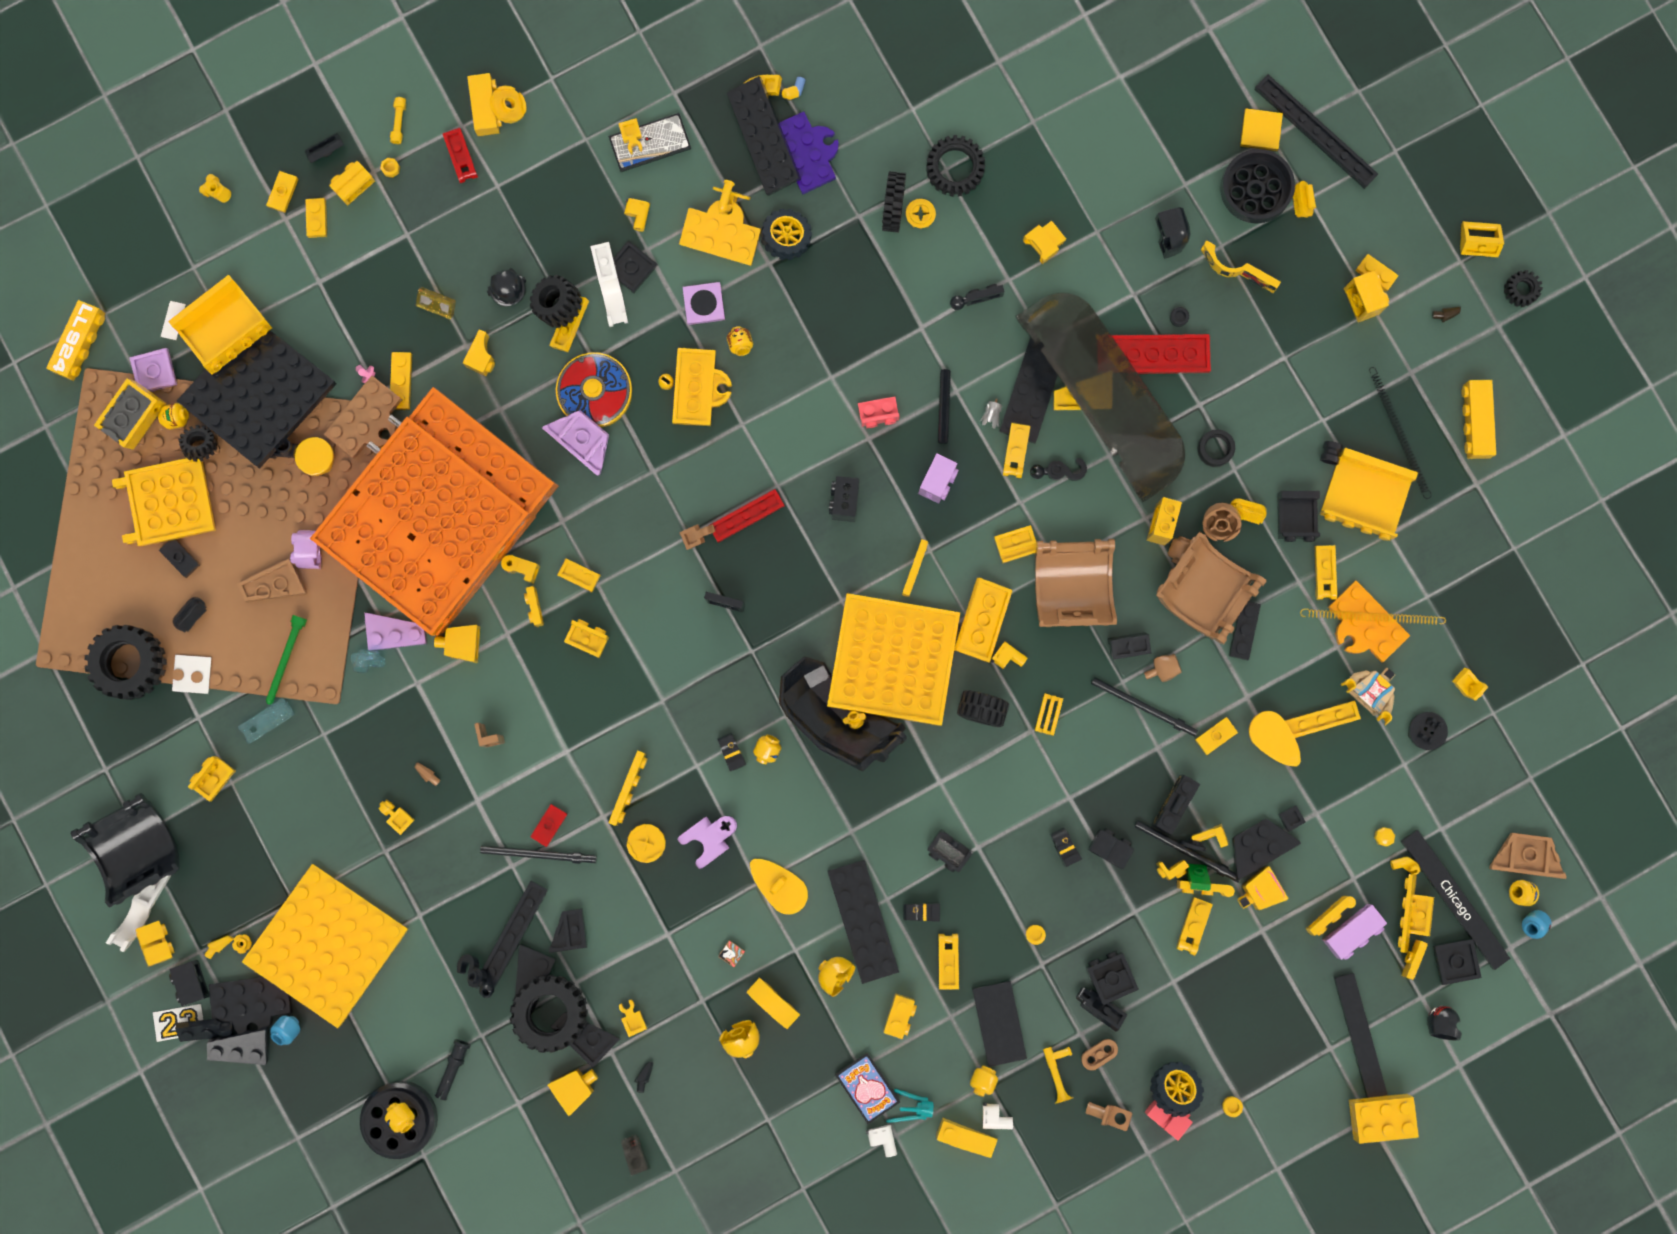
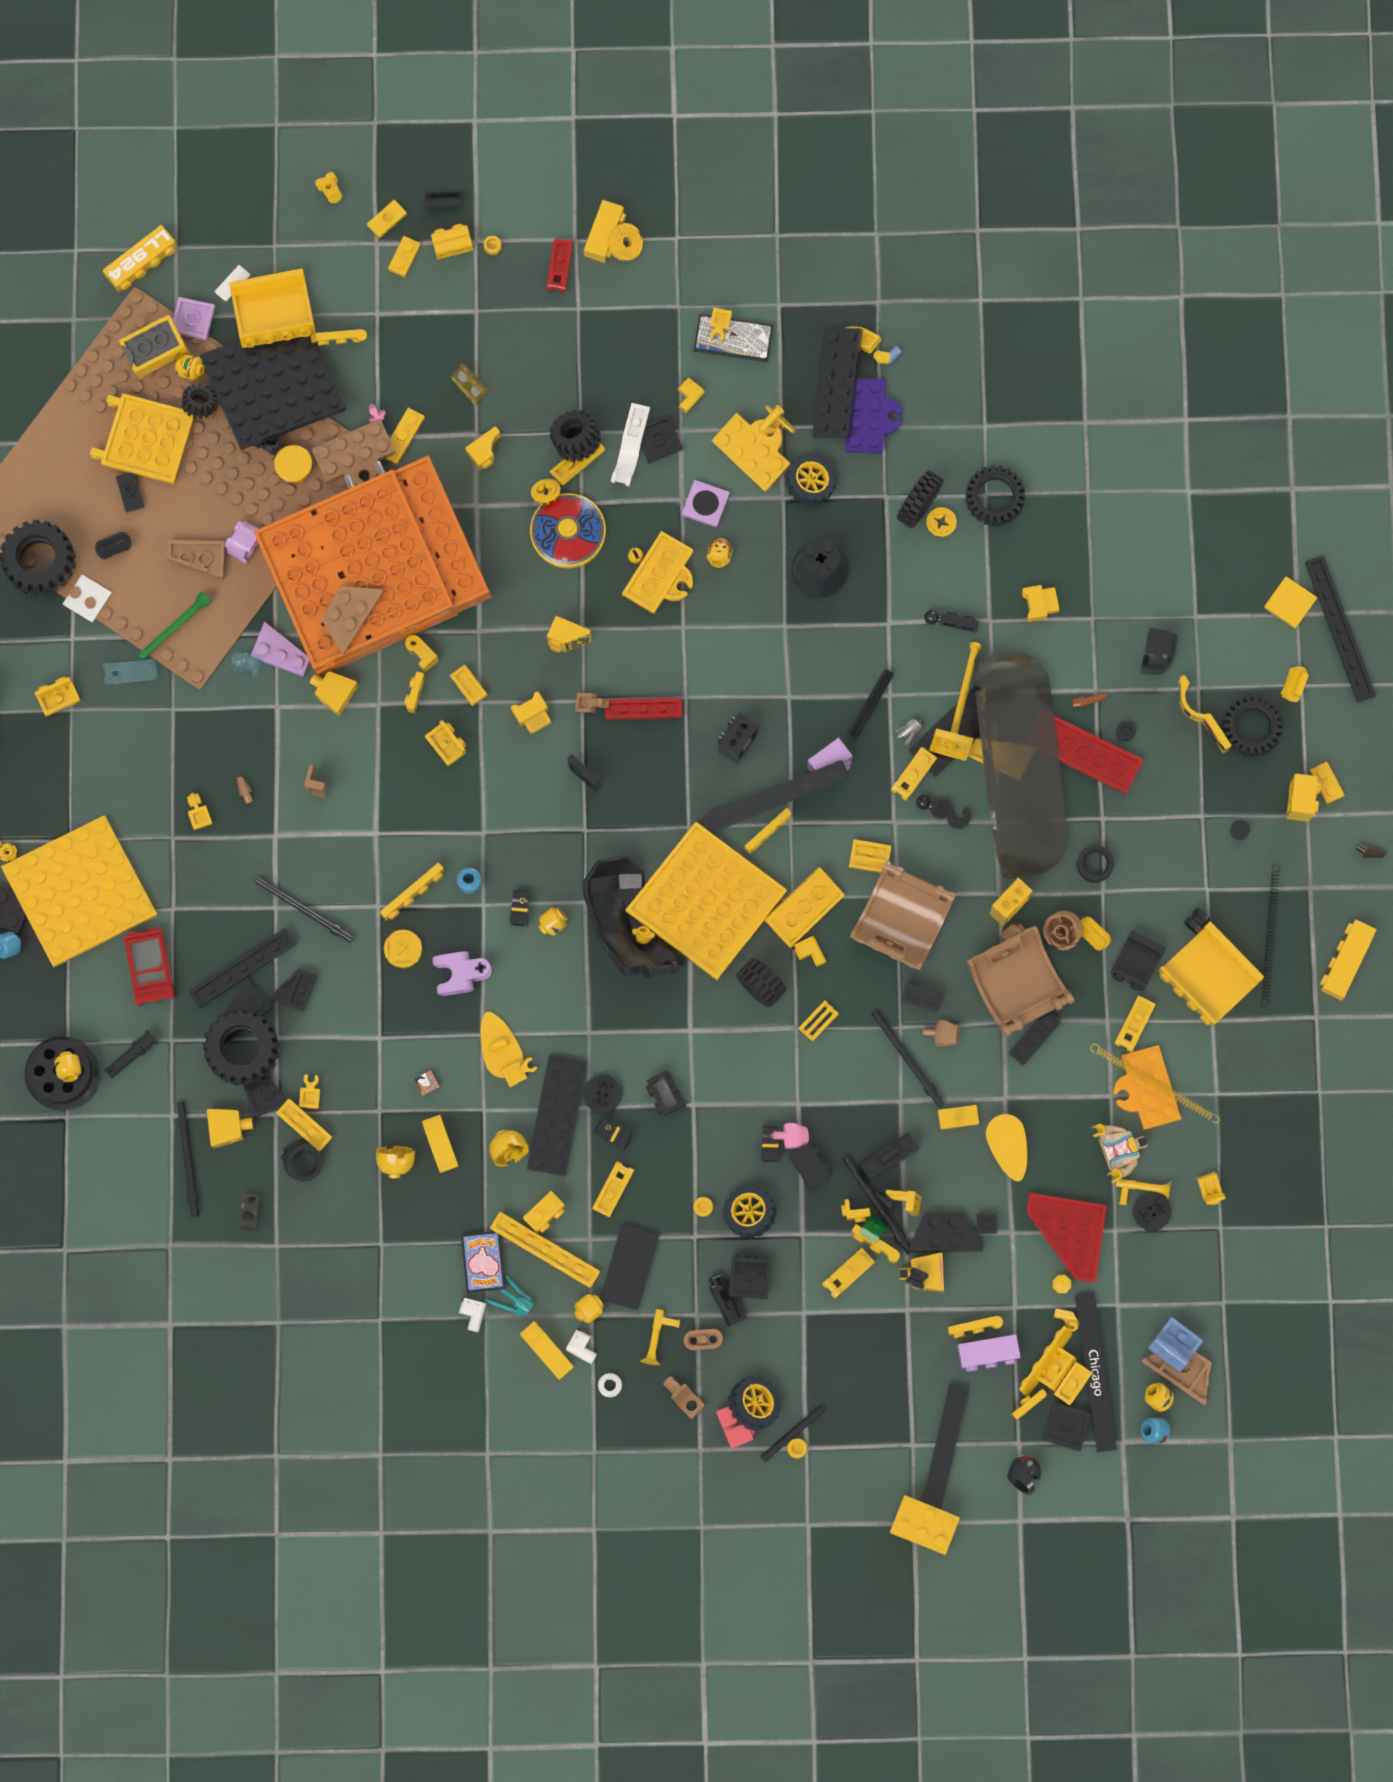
camera: 30 degrees right, 5 degrees down
(295, 319) = (339, 336): none -> yellow plate
(396, 135) = (529, 195): yellow bar -> none
(426, 980) = (149, 966): none -> red door
(437, 568) = (349, 613): none -> medium nougat wing
(476, 977) = (195, 984): black piece -> none
(507, 287) = (539, 402): black helmet -> none
(548, 364) = (538, 491): none -> yellow gear
(549, 825) = (326, 889): red plate -> none
(575, 1168) = (192, 1196): none -> black bar
(581, 438) = (534, 567): lavender wing -> none
(642, 1051) = (304, 1125): none -> yellow plate
(644, 485) = (567, 635): none -> yellow slope
(650, 571) = (532, 713): none -> yellow piece
(671, 745) = (472, 875): none -> dark azure head
(673, 1089) = (287, 1162): none -> black tyre
(806, 902) = (515, 1072): none -> yellow plate
(836, 309) = (817, 578): none -> black cone
(878, 412) = (810, 678): coral bracket -> none
(892, 871) = (605, 1085): none -> black plate
(908, 534) = (775, 796): none -> black tile
(916, 1048) = (545, 1250): none -> yellow tile
(1037, 406) = (952, 743): none -> yellow tile
(1047, 1139) = (610, 1376): none -> white piece
(1065, 930) = (736, 1199): none -> black wheel
(1082, 829) = (793, 1135): none -> bright pink piece
(1129, 309) = (1084, 701): none -> dark orange piece
(1221, 1096) = (792, 1433): none -> black bar
(1261, 902) = (917, 1278): none -> black wheel
(1275, 172) = (1259, 626): black wheel -> none
(1304, 242) = (1262, 706): none -> black tyre
(1323, 719) = (1062, 1152): yellow tile -> none
(1324, 353) = (1240, 829): none -> black tile
(1368, 785) = (1071, 1230): none -> red plate
(1430, 705) = (1131, 1184): none -> yellow piece
(1442, 920) = (1073, 1383): none -> yellow plate
(1515, 840) = (1175, 1344): none -> medium blue plate

